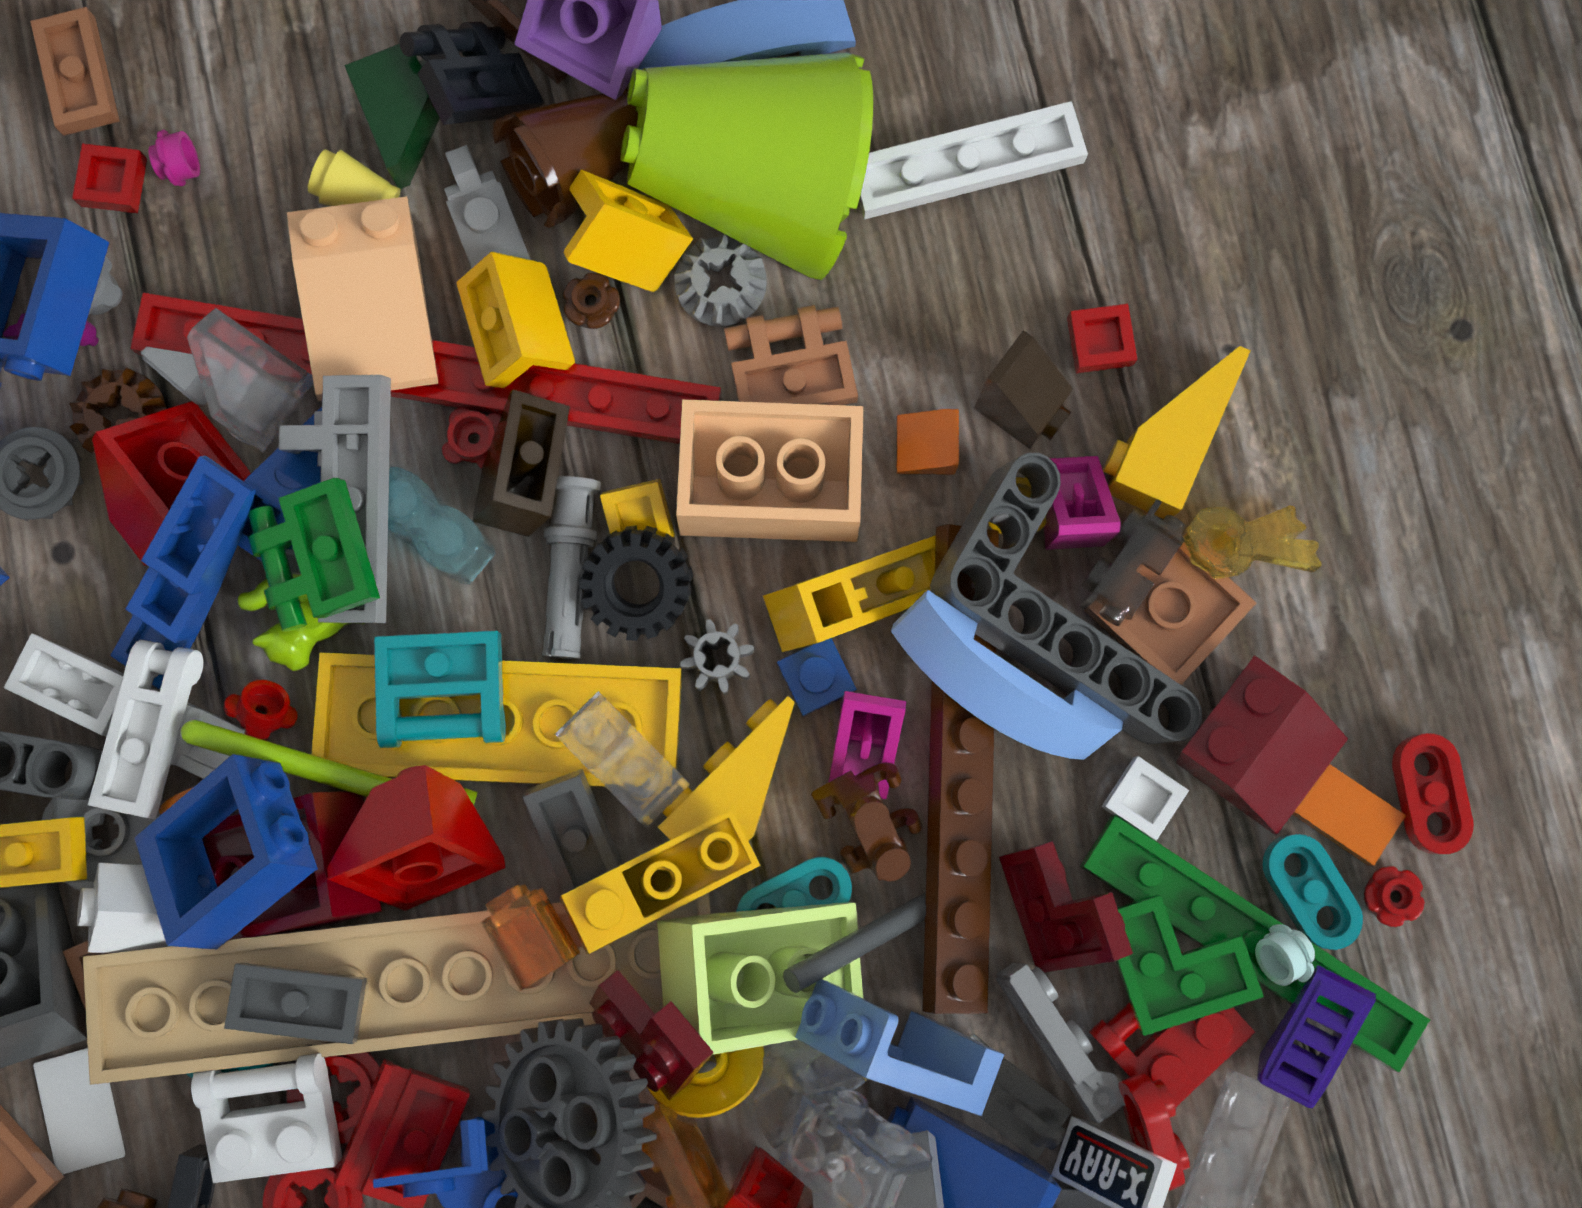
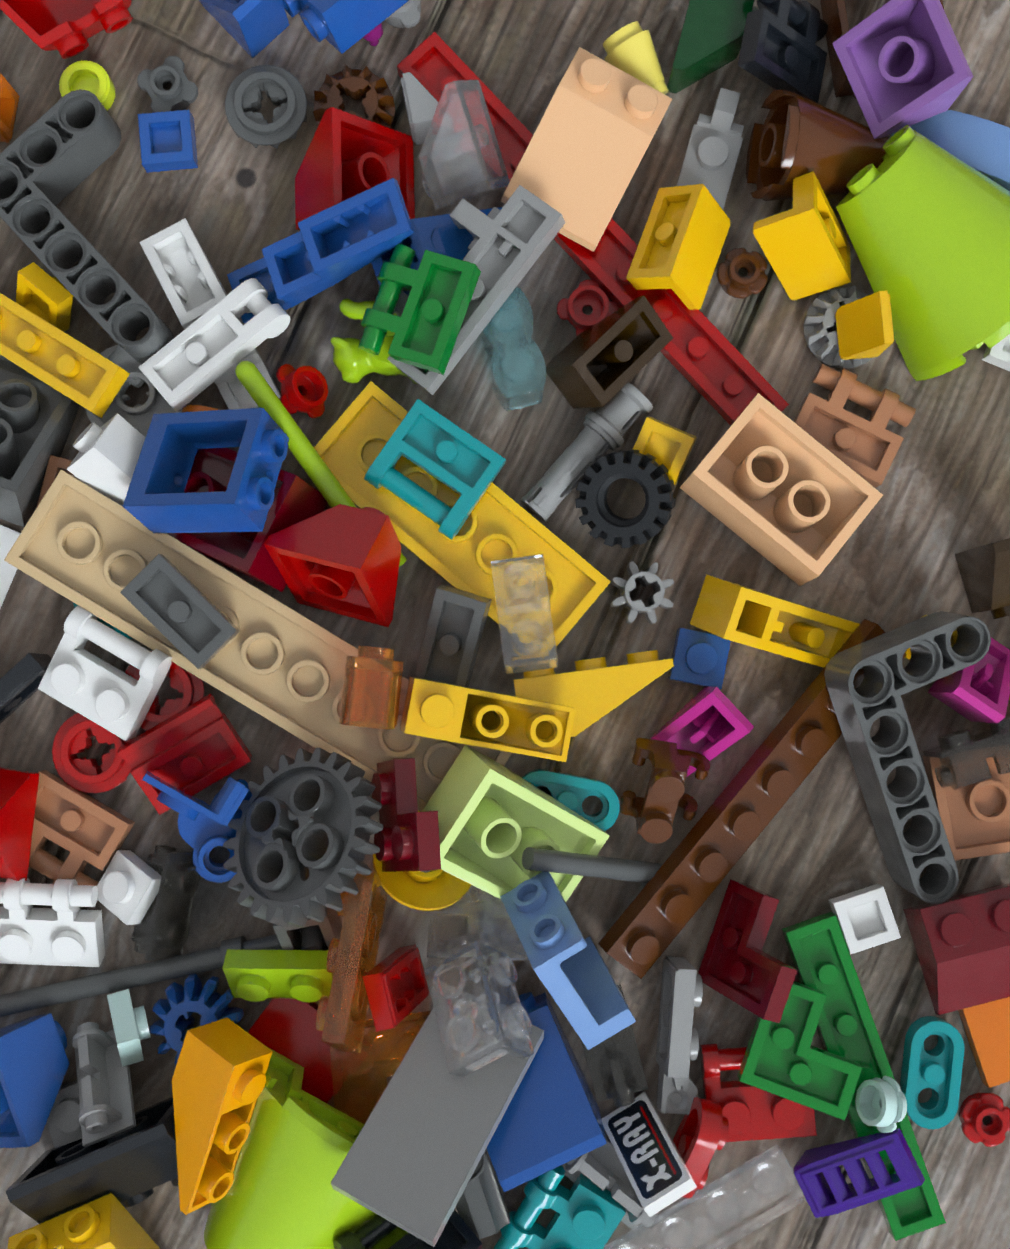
camera: 40 degrees right, 5 degrees up
(734, 269) = (865, 326): none -> yellow slope
(928, 442) = (905, 554): orange slope -> none
(994, 690) = (820, 763): light blue slope -> none

